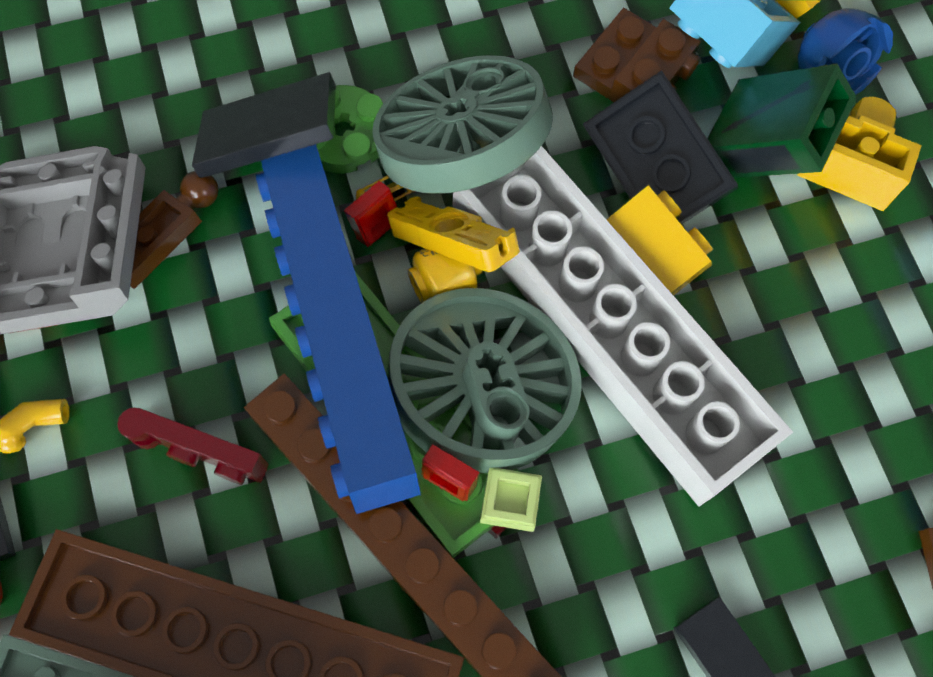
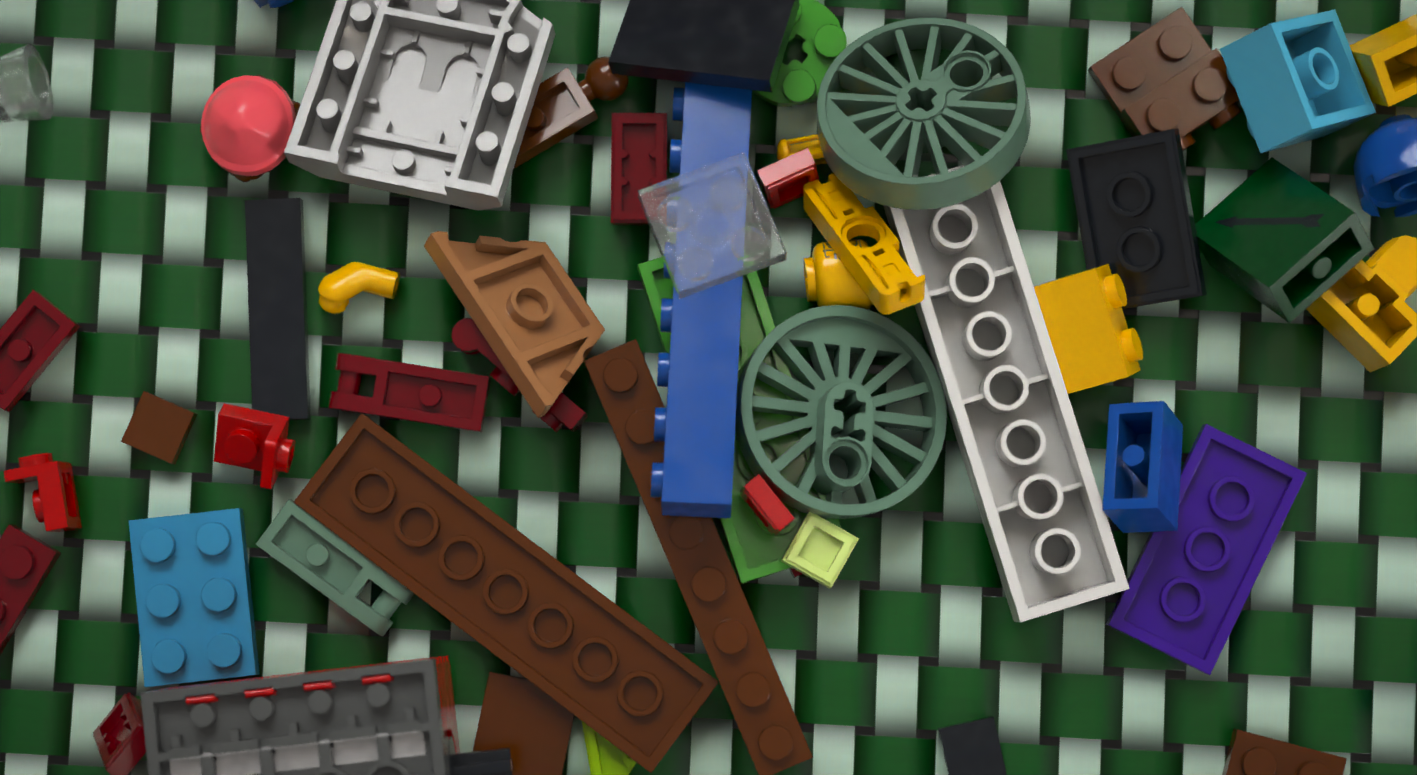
camera: 30 degrees right, 15 degrees up
(100, 496) = (412, 392): none -> dark red plate
(176, 386) = (522, 309): none -> medium nougat wing
(247, 249) = (636, 162): none -> dark red plate
(316, 248) = (712, 225): none -> clear plate
(753, 332) = (1143, 467): none -> blue brick
(830, 389) = (1198, 578): none -> dark purple plate

